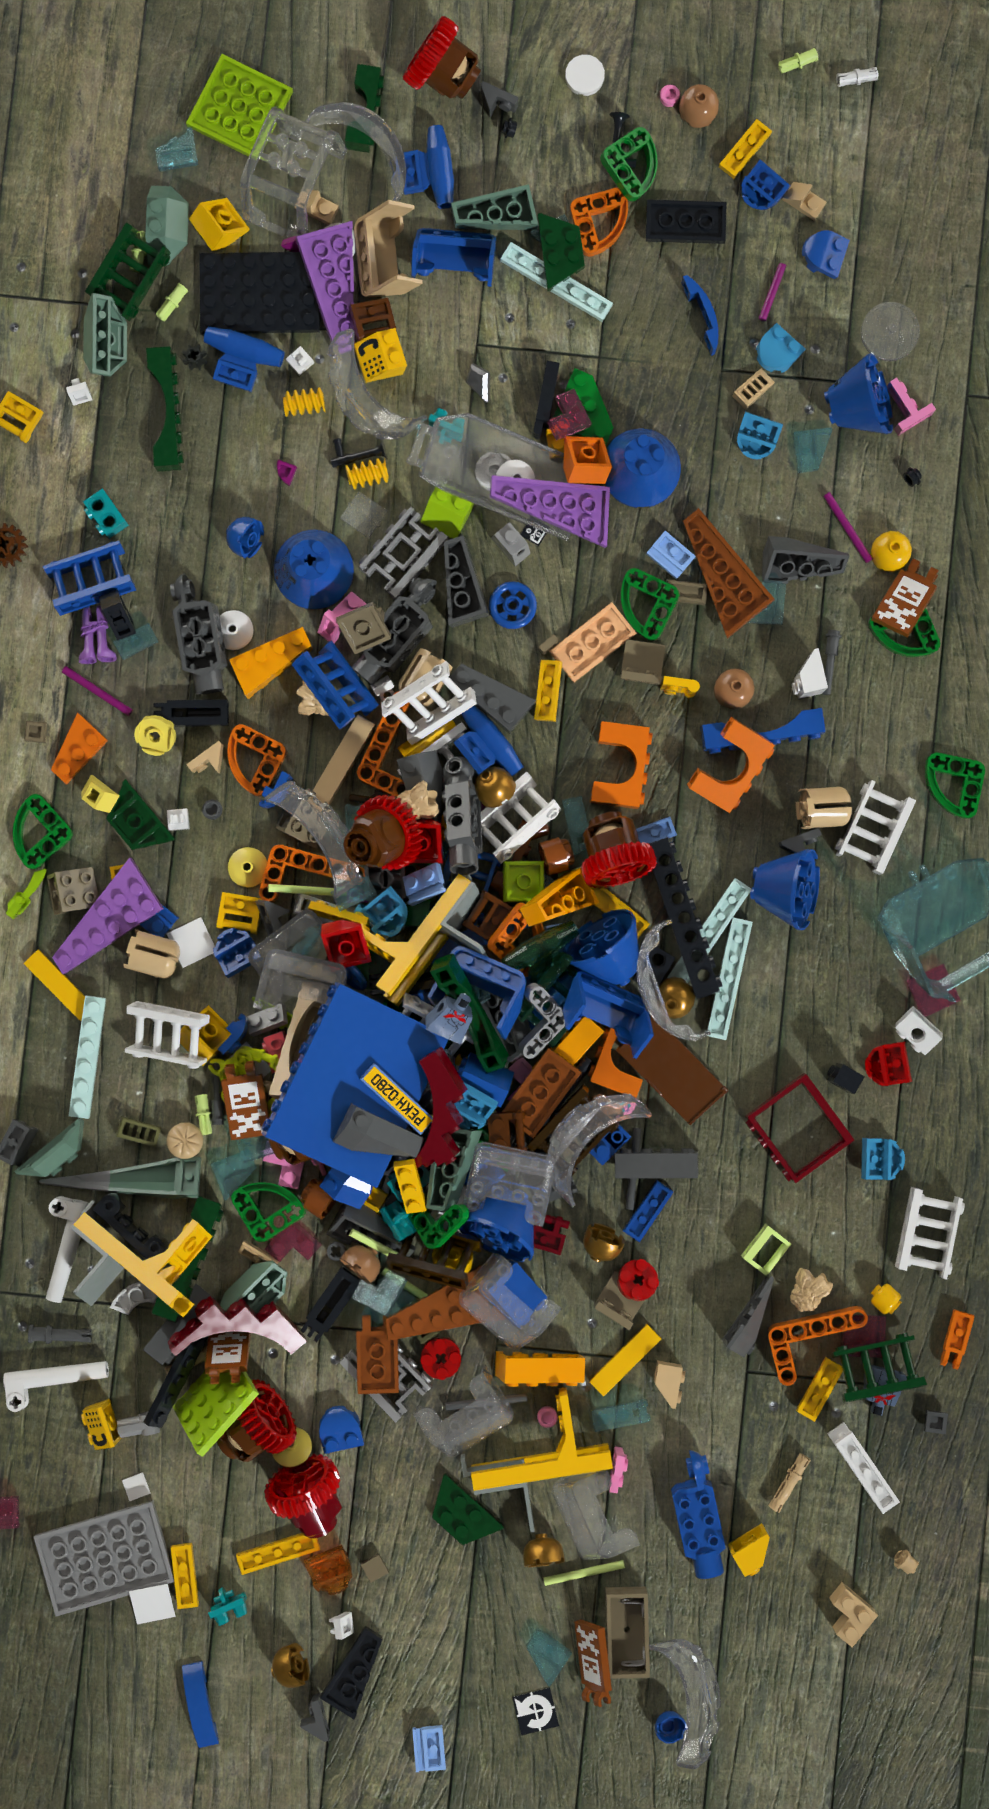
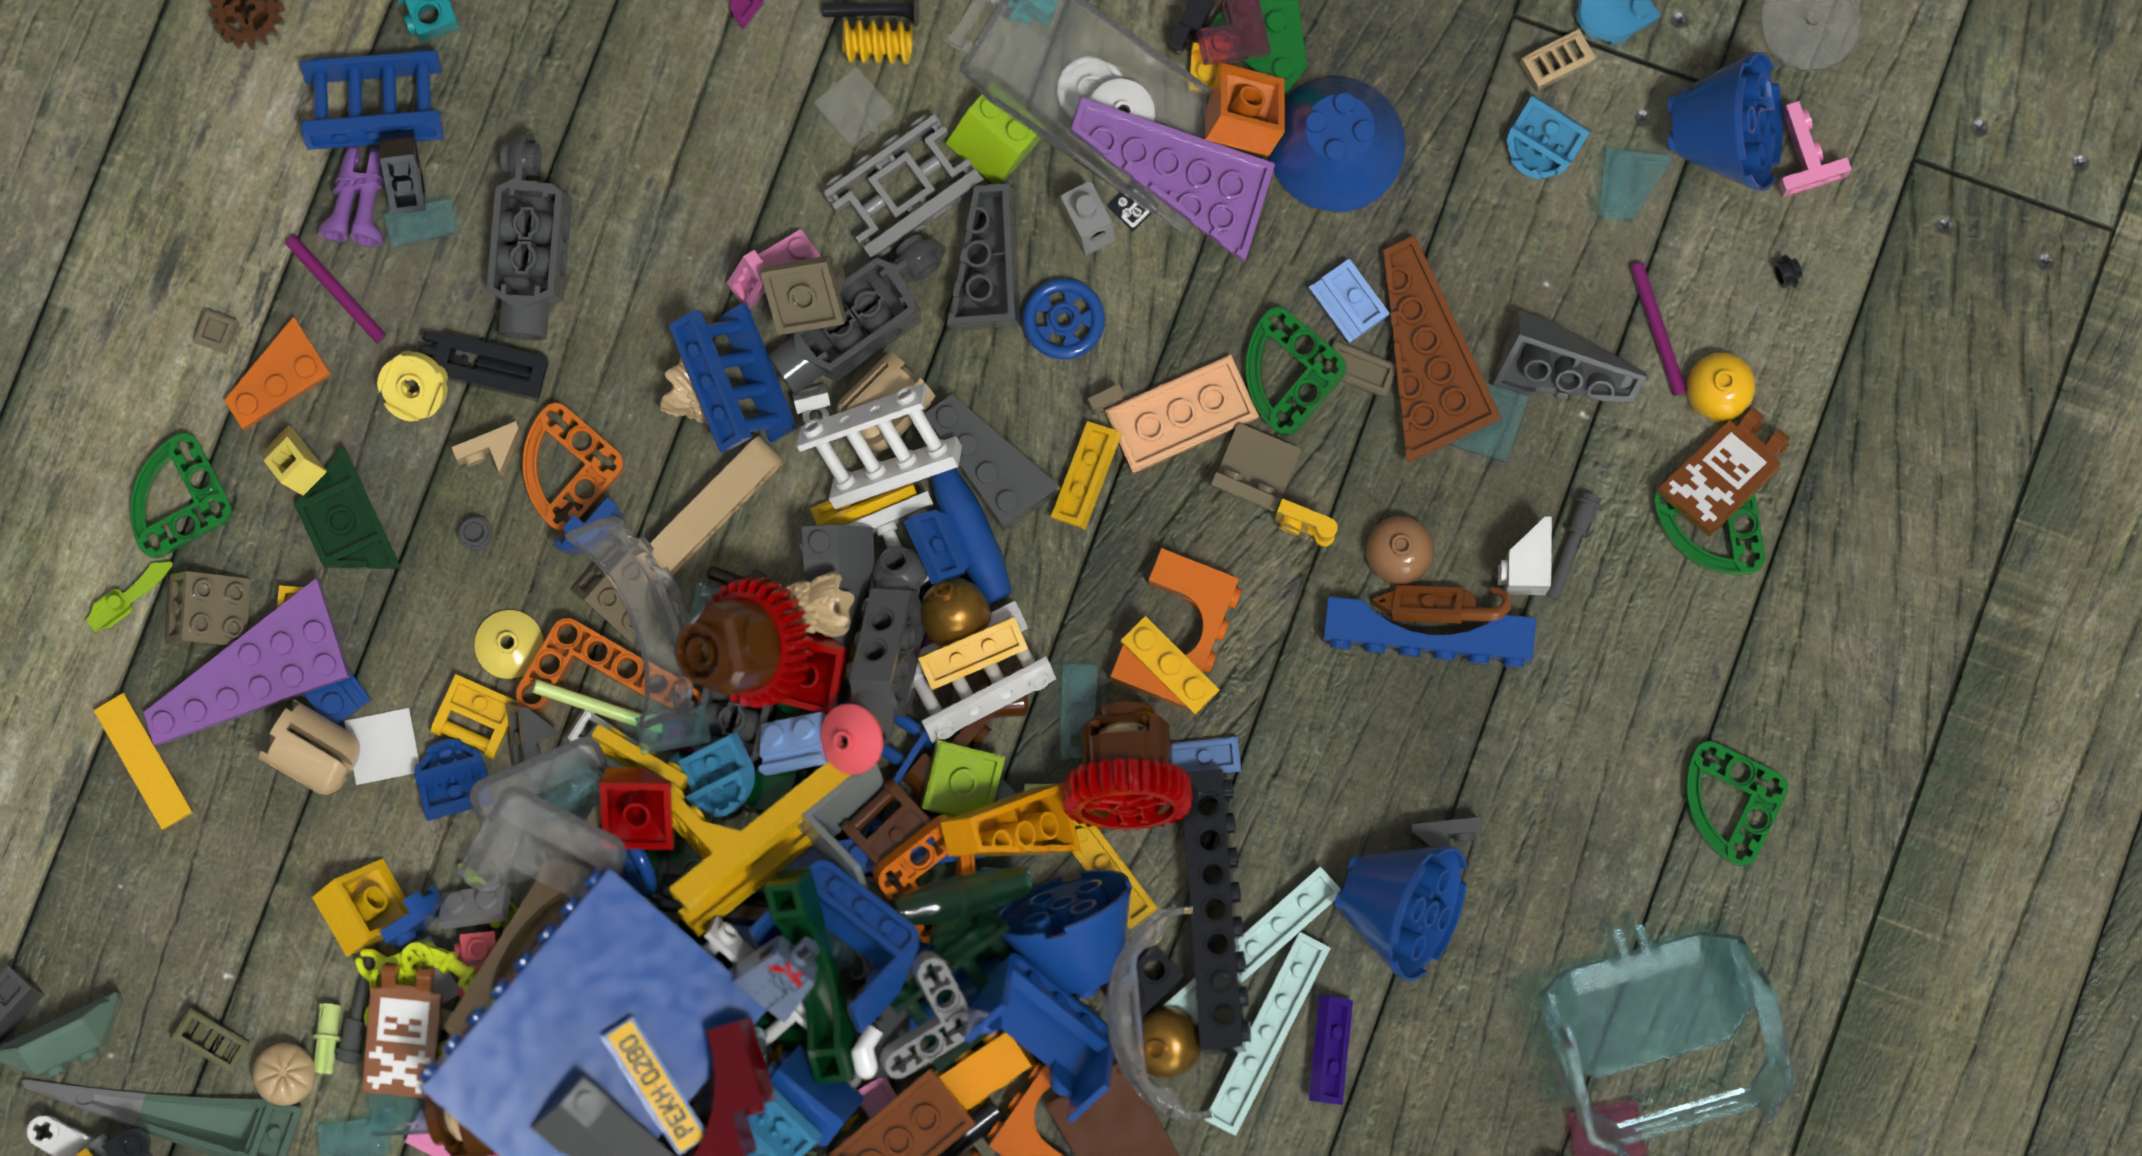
camera: 15 degrees right, 5 degrees down
(87, 1057) = (158, 893): light aqua plate -> none
(177, 1018) = (325, 864): white fence -> none
(178, 819) = (413, 535): white tile -> none
(243, 632) = (605, 250): white dish -> none
(244, 536) = (646, 94): blue cylinder -> none
(267, 661) = (633, 310): light orange wedge -> none
(317, 584) = (752, 203): blue cone -> none
(383, 748) = (786, 503): orange beam -> none
(464, 872) = (863, 738): none -> coral dish
(509, 1049) = (864, 1055): none -> white arm
(511, 807) = (972, 652): none -> yellow plate
(556, 855) = (1028, 753): dark orange piece -> none
(623, 786) = (1170, 666): none -> yellow plate
(728, 793) = (1342, 721): orange arch -> none
(766, 979) = (1330, 1050): none -> dark purple plate
(768, 713) = (1439, 604): none -> dark orange plate
(823, 817) = (1496, 801): tan cylinder -> none
(888, 843) = (1611, 846): white fence -> none

